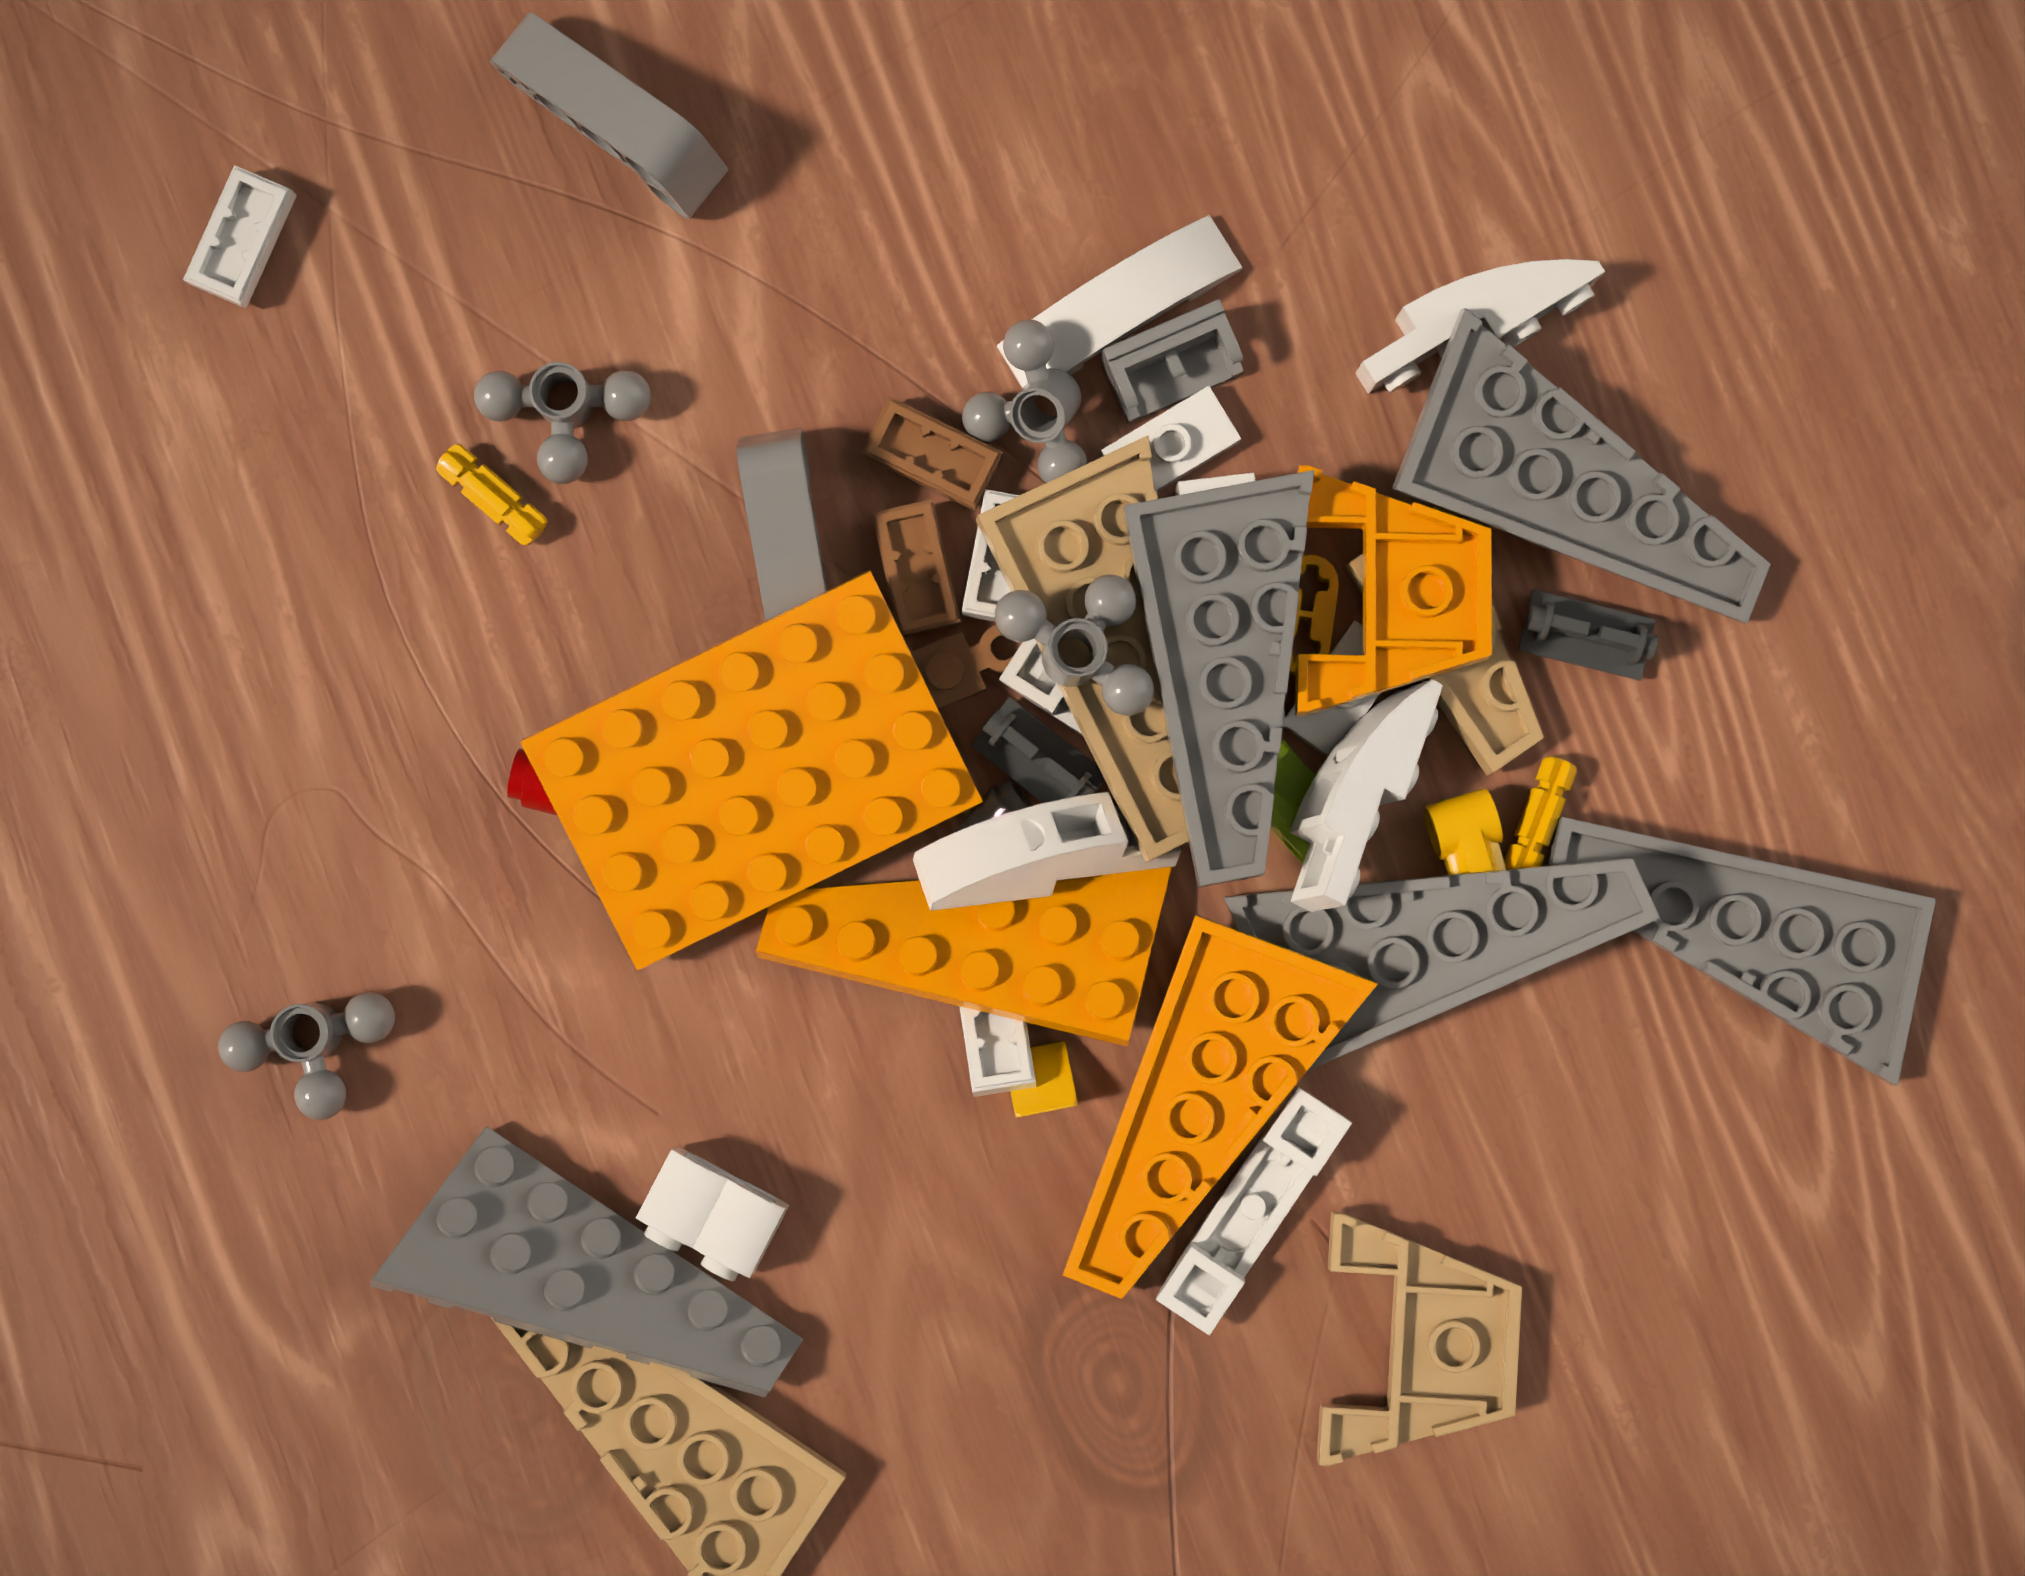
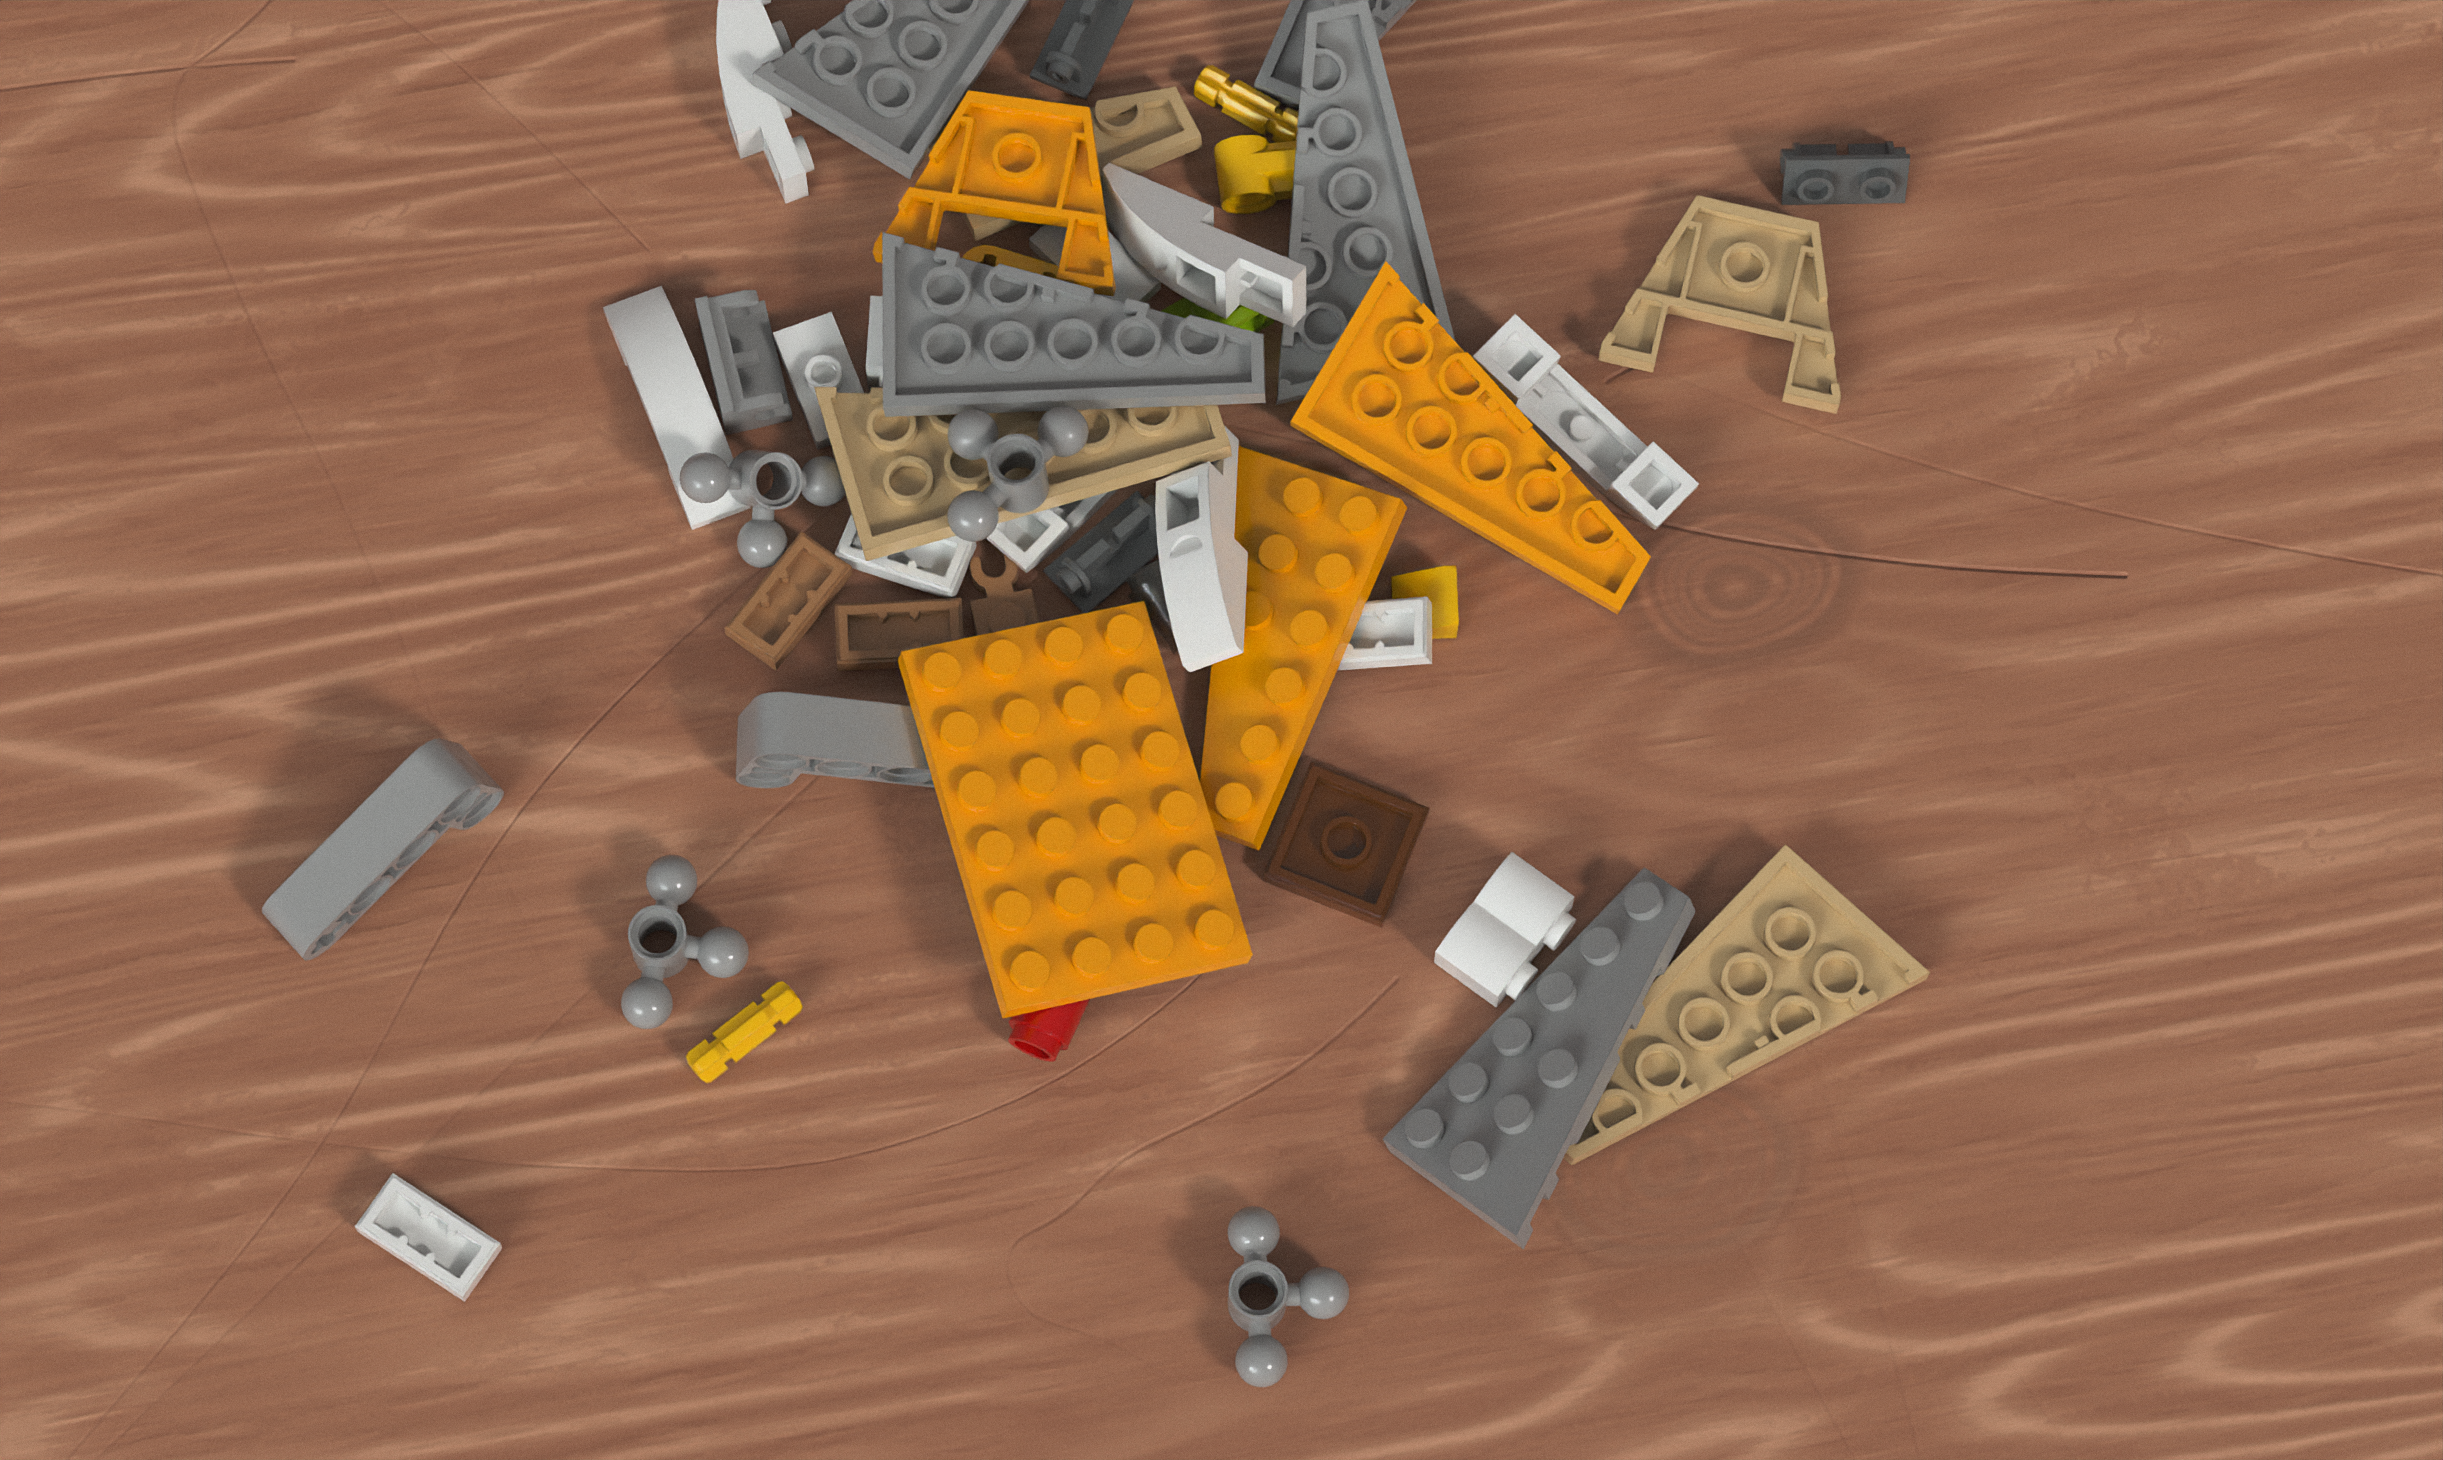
camera: 80 degrees left, 15 degrees down
(781, 1041) = (1346, 844): none -> reddish brown tile
(1581, 1461) = (1864, 176): none -> dark grey hinge

